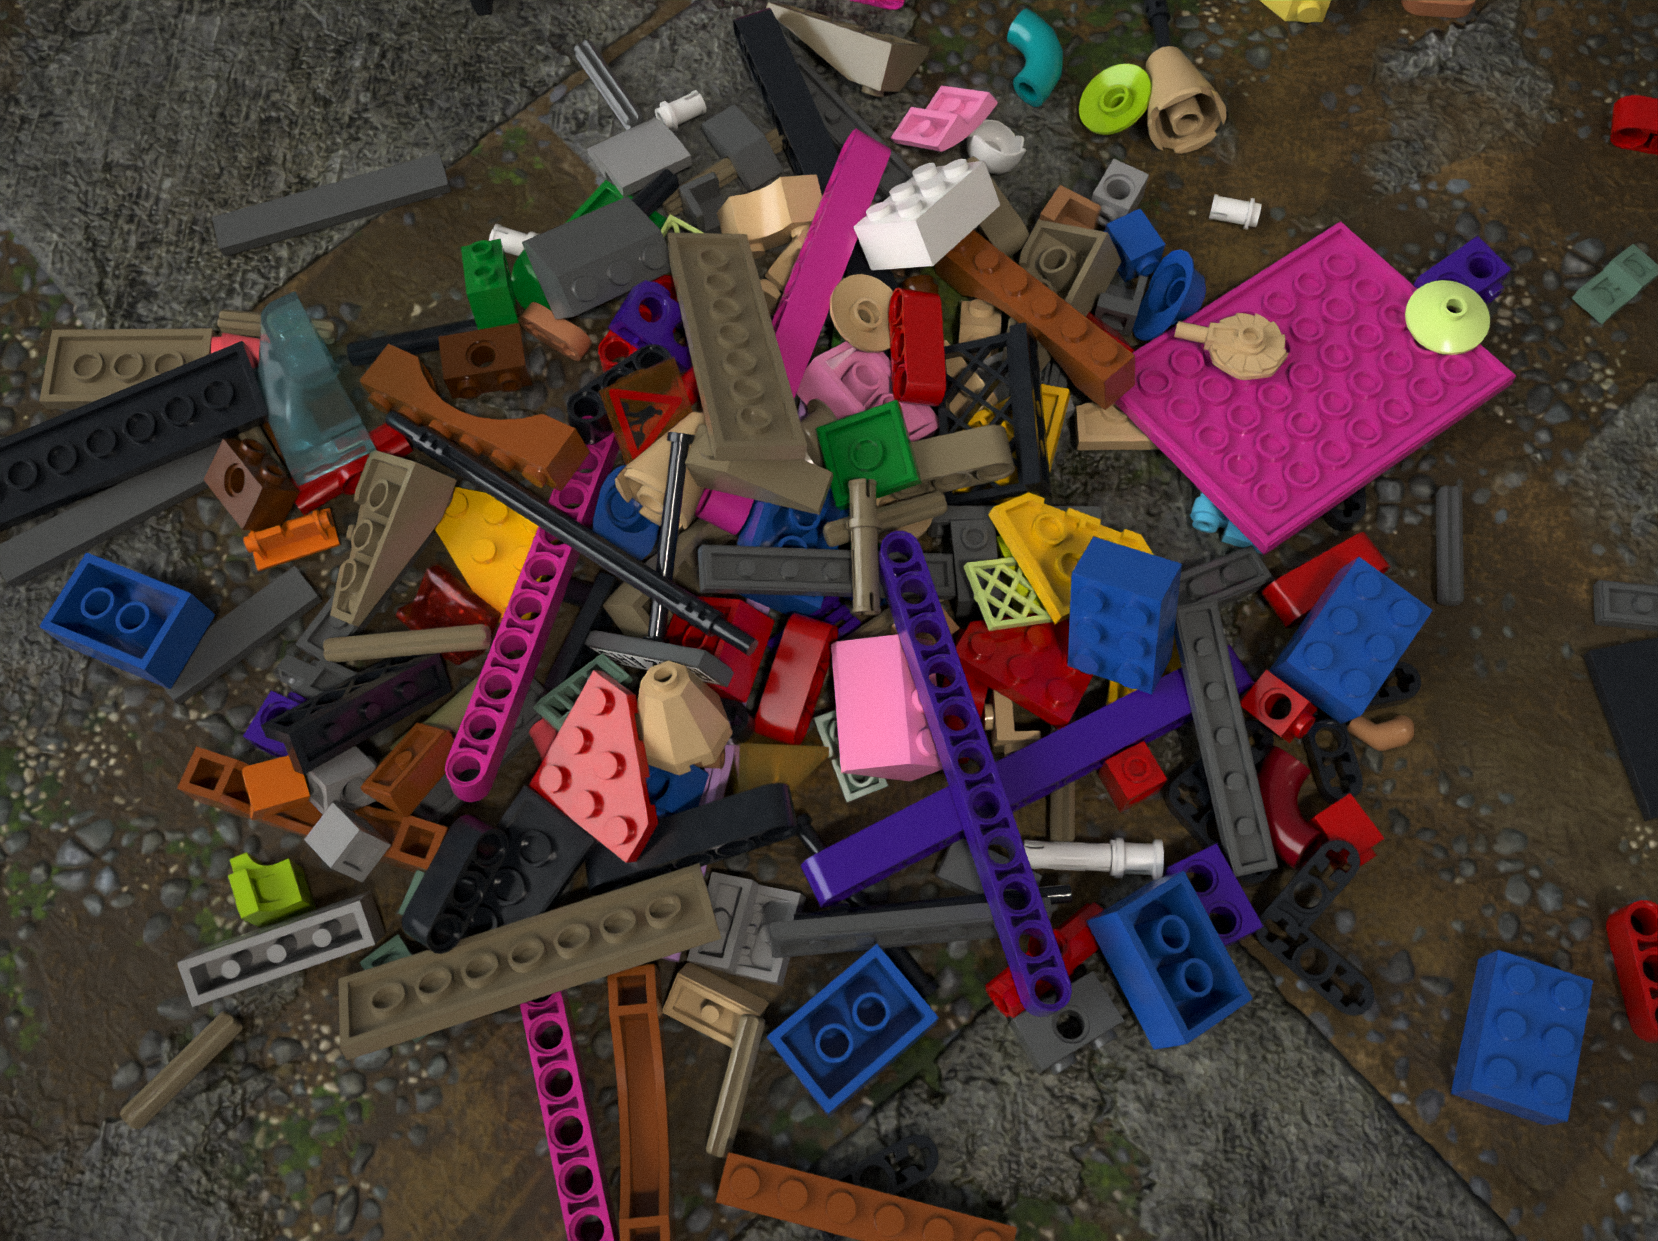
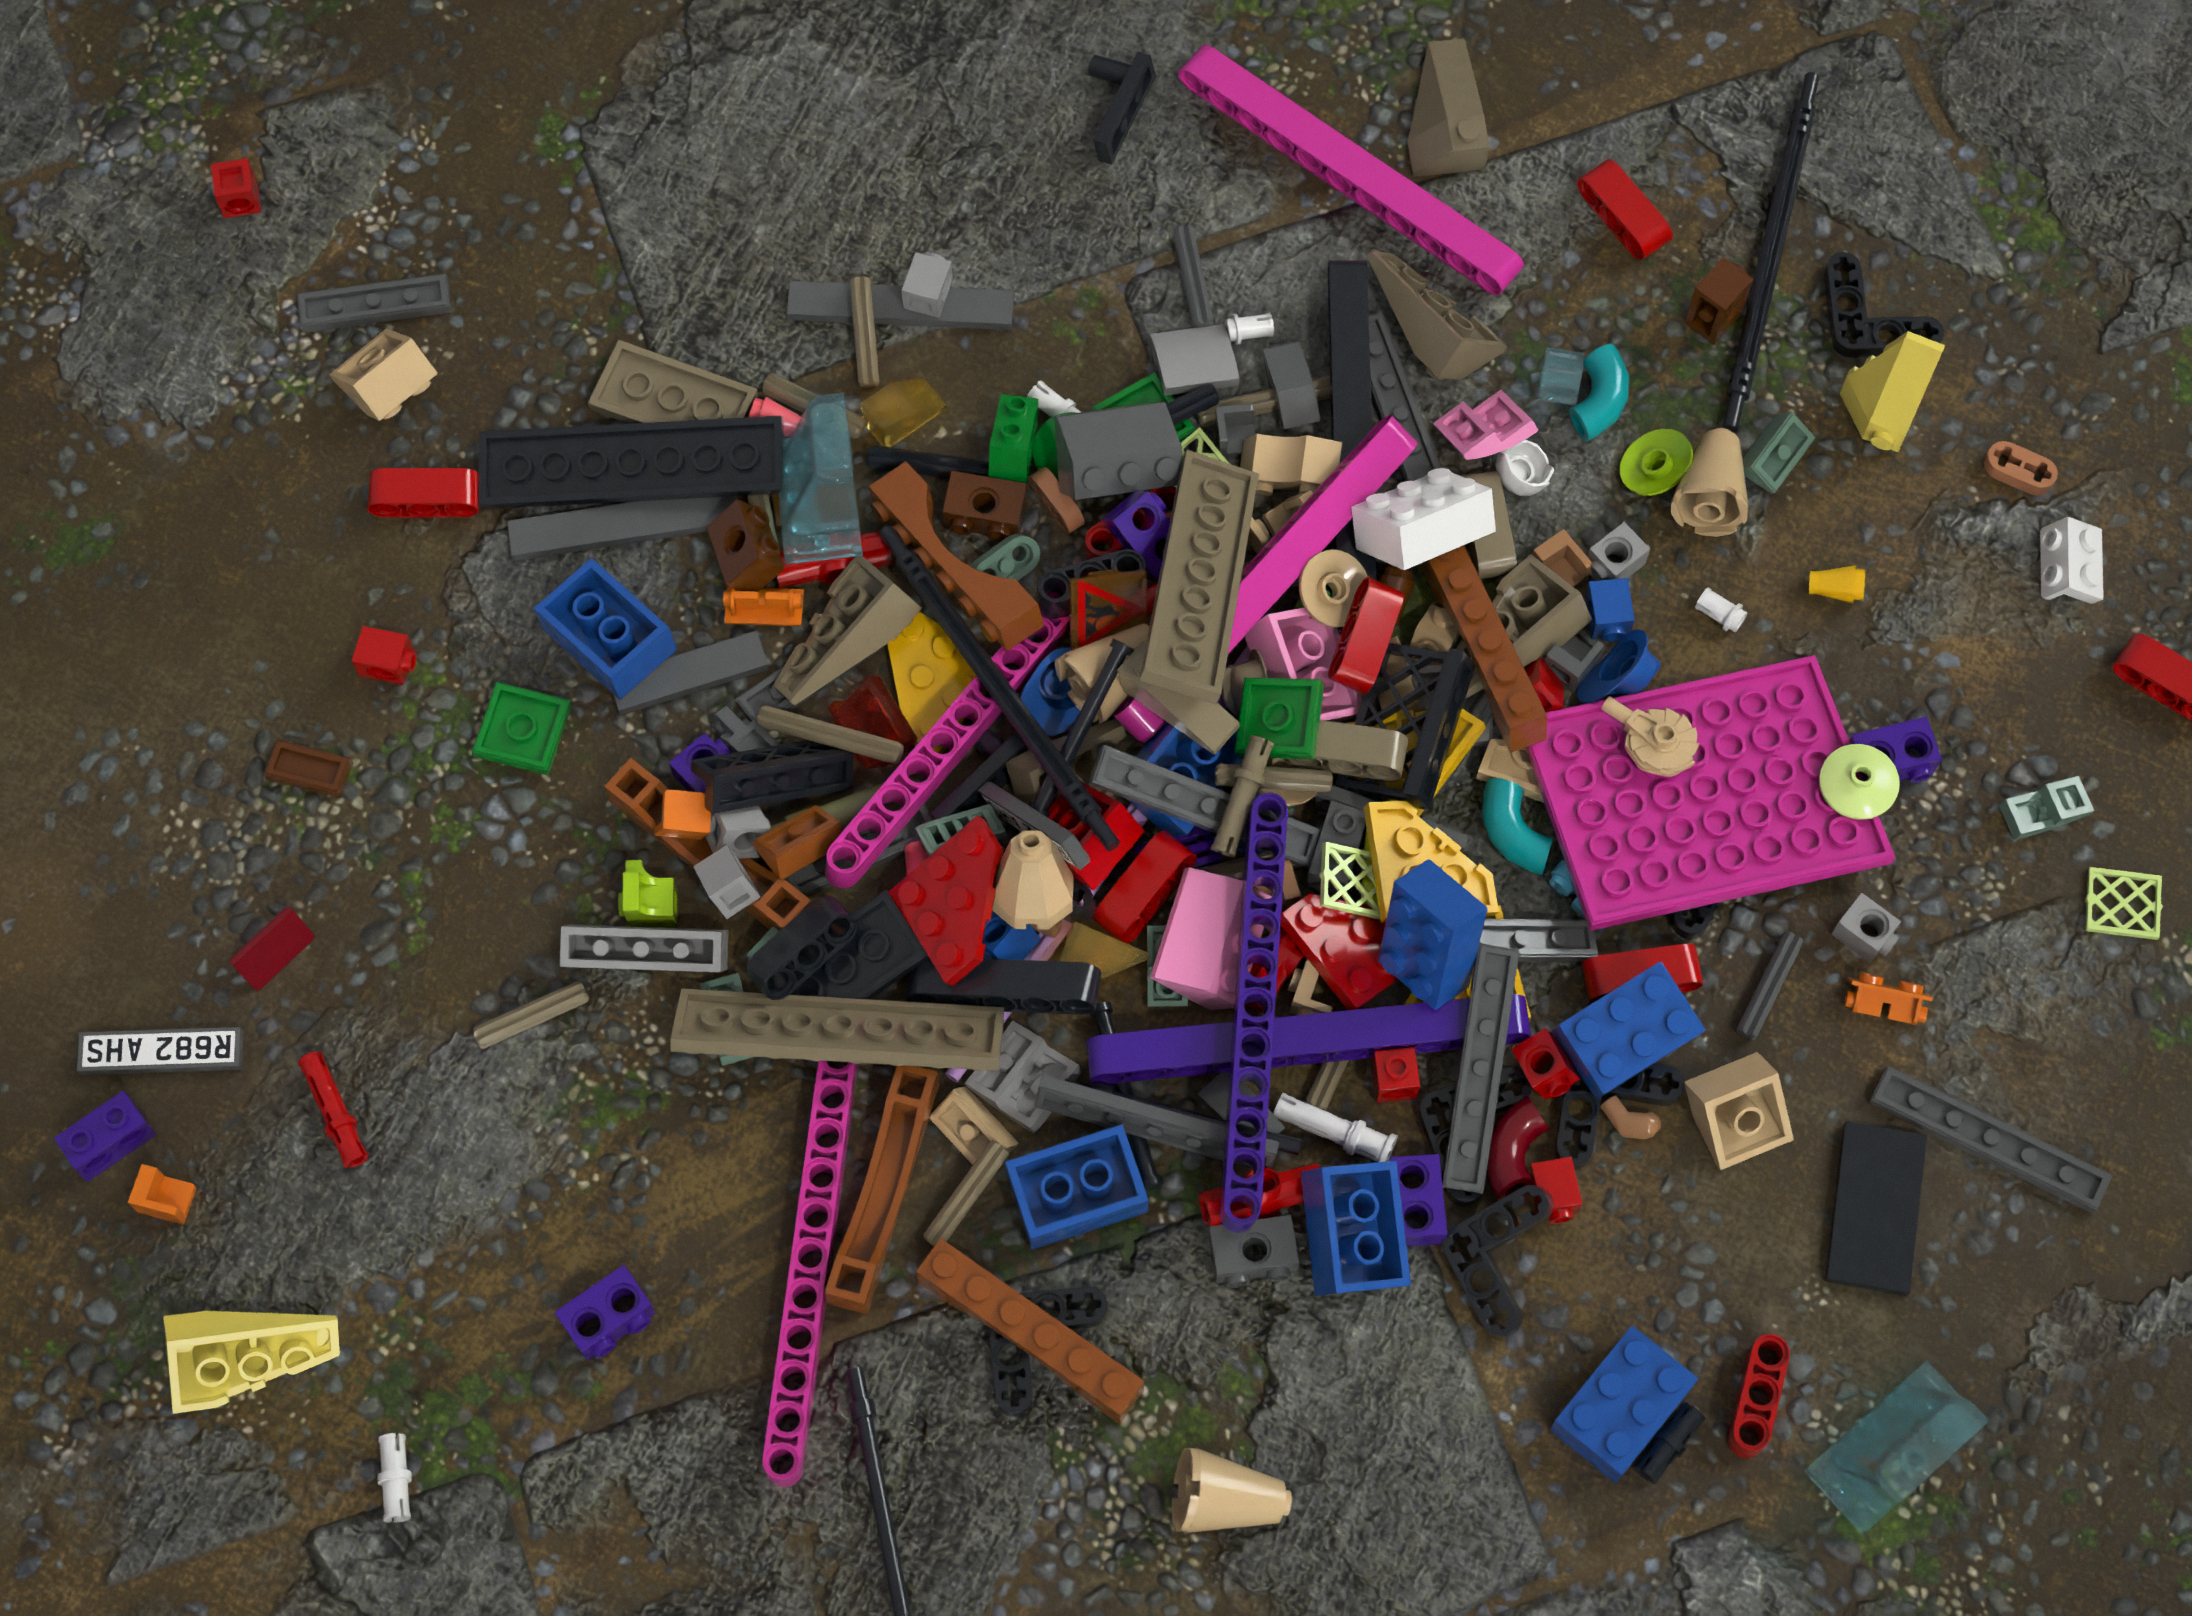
camera: 20 degrees right, 0 degrees up
(73, 758) = (522, 728): none -> green plate
(303, 238) = (864, 331): none -> dark tan axle
(349, 171) = (927, 284): none -> light grey brick
(365, 300) = (901, 409): none -> clear yellow slope
(520, 403) = (1000, 558): none -> sand green plate
(994, 52) = (1561, 376): none -> clear light blue brick
(1132, 487) = (1507, 829): none -> teal cylinder
(1218, 52) = (1777, 451): none -> sand green slope
(1333, 149) = (1839, 583): none -> yellow cone
(1484, 678) = (1740, 1110): none -> tan slope
(1503, 465) = (1867, 912): none -> light grey brick
(1525, 58) = (2071, 560): none -> white bracket
(1549, 517) = (1903, 1000): none -> orange hinge
(1589, 1061) = (1669, 1443): none -> black pin

